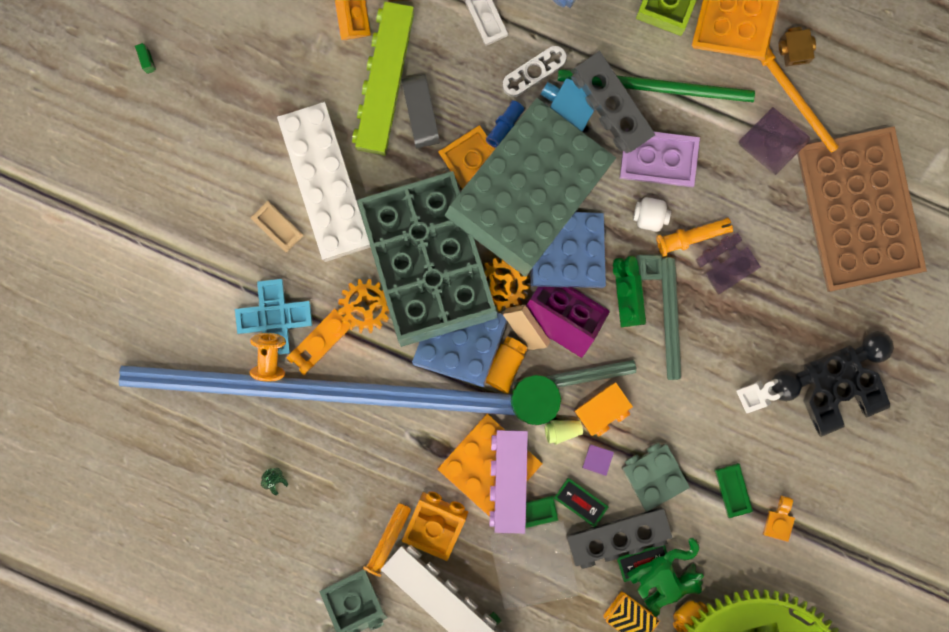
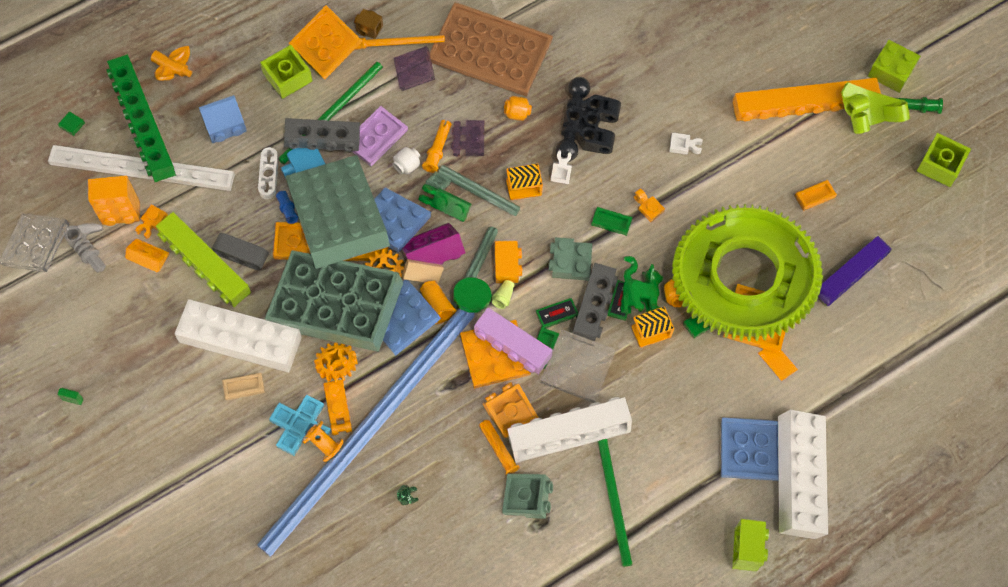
camera: 55 degrees left, 20 degrees down
(597, 459) = (537, 286): medium lavender tile -> none
(713, 364) = (524, 182): none -> piece
(802, 293) = (517, 108): none -> light orange head
(884, 510) = (681, 144): none -> white plate

